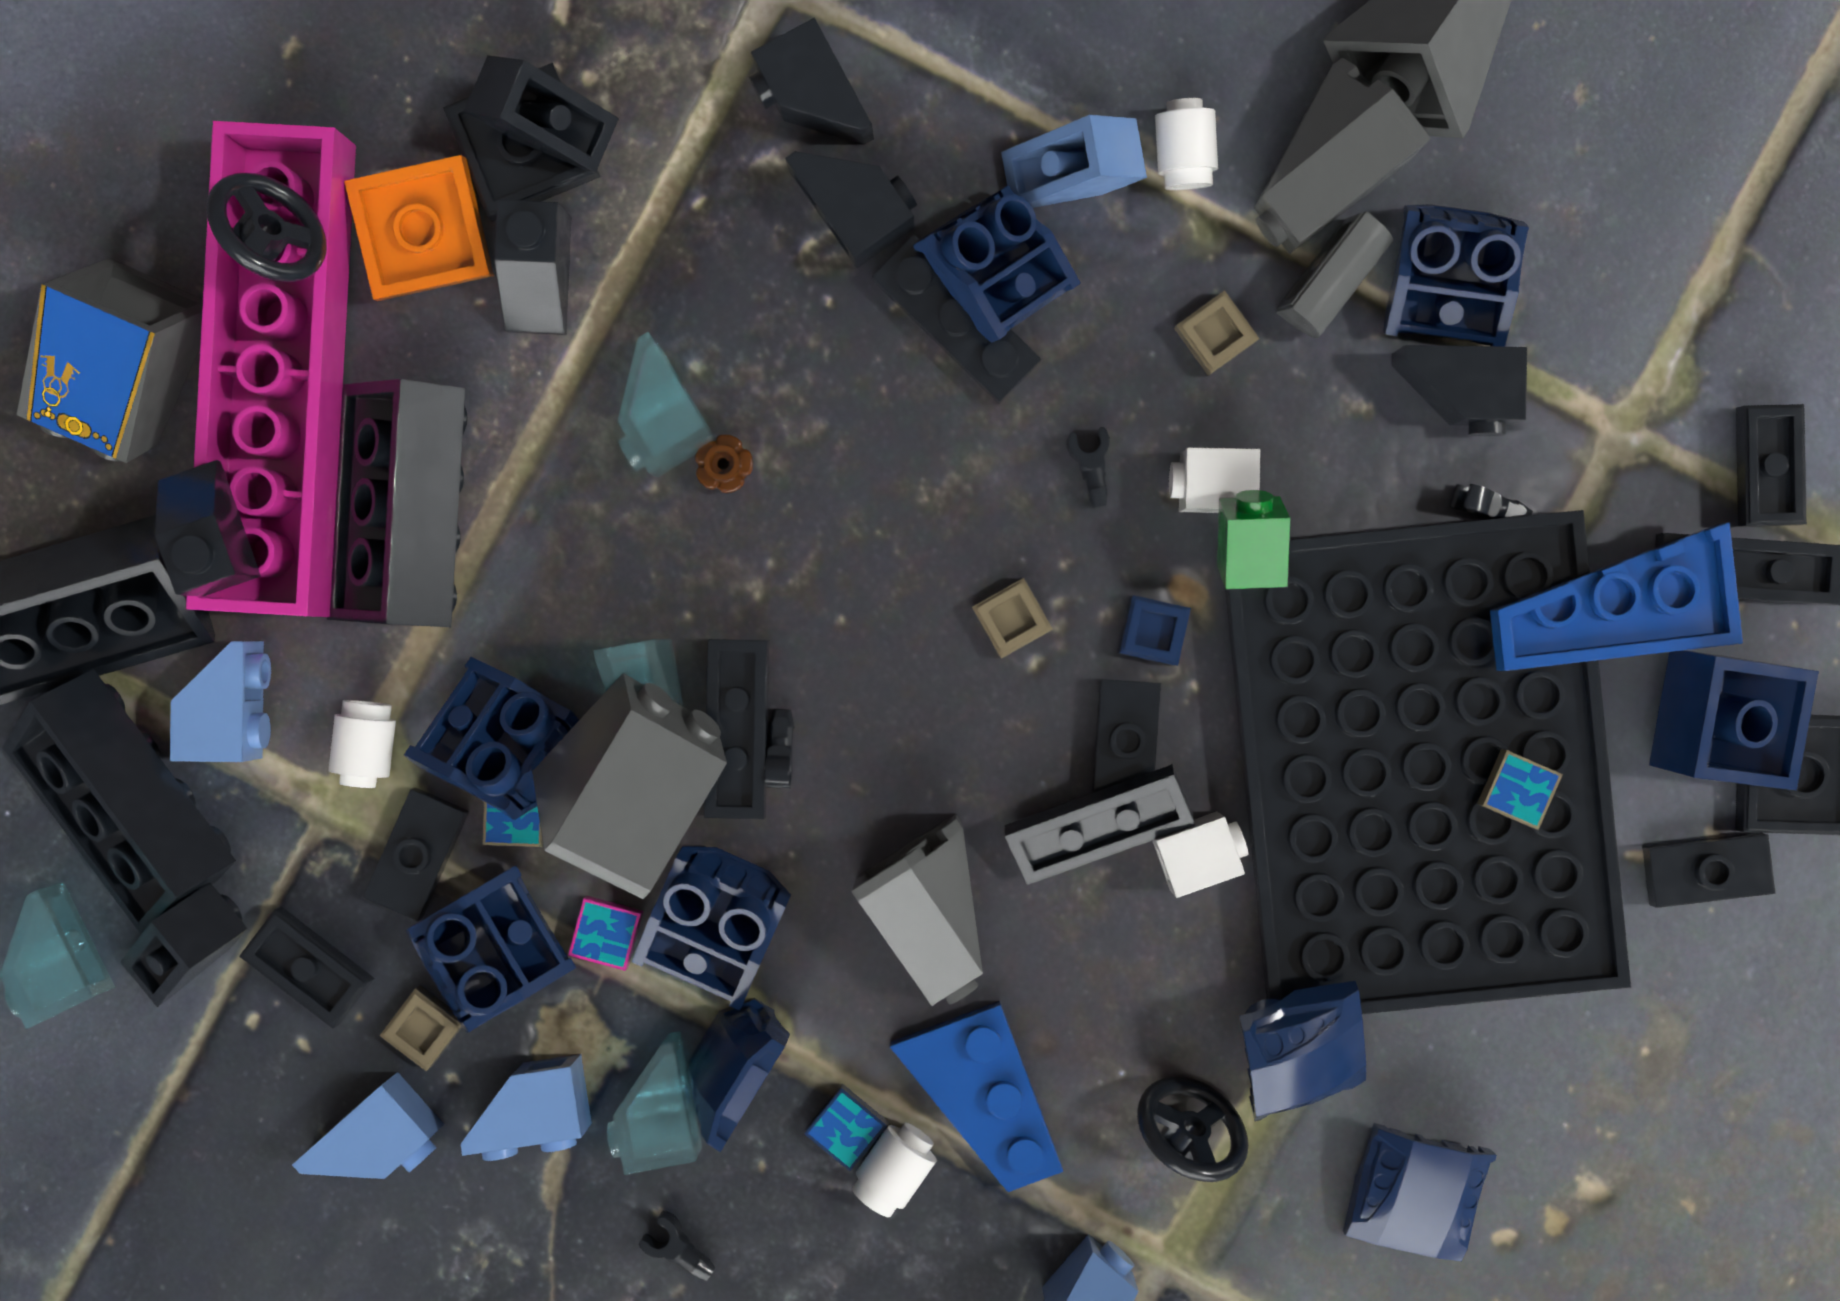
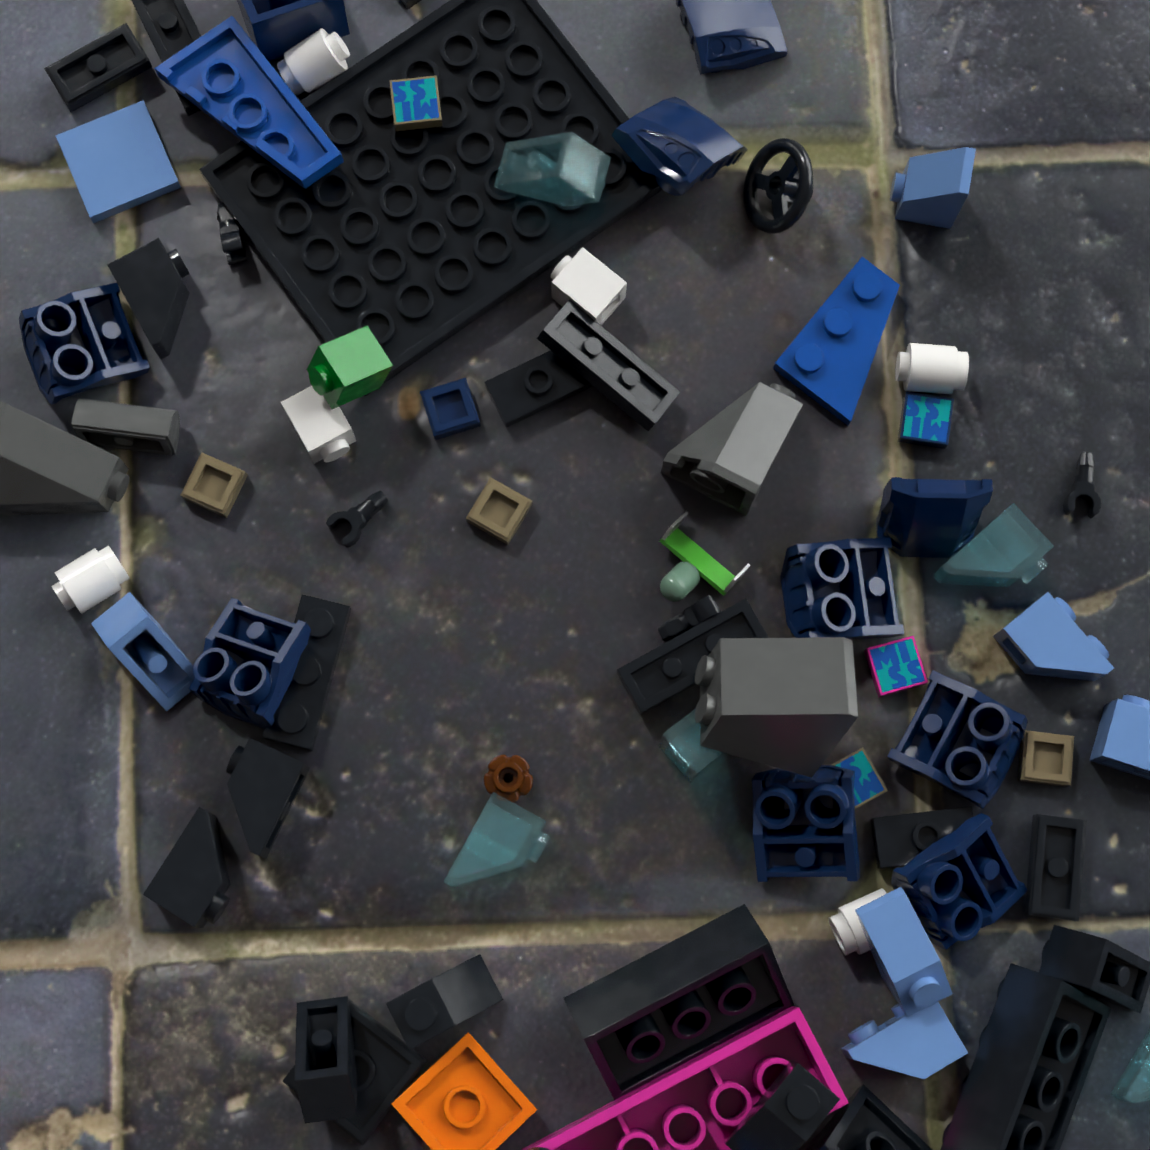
camera: 125 degrees left, 10 degrees down
(300, 756) = (903, 952): none -> medium blue slope
(342, 857) = (960, 883): none -> dark blue slope
(832, 789) = (695, 563): none -> piece
(1351, 893) = (554, 169): none -> clear light blue slope
(1636, 705) = (314, 62): none -> white brick
(1647, 428) = (118, 161): none -> medium blue tile

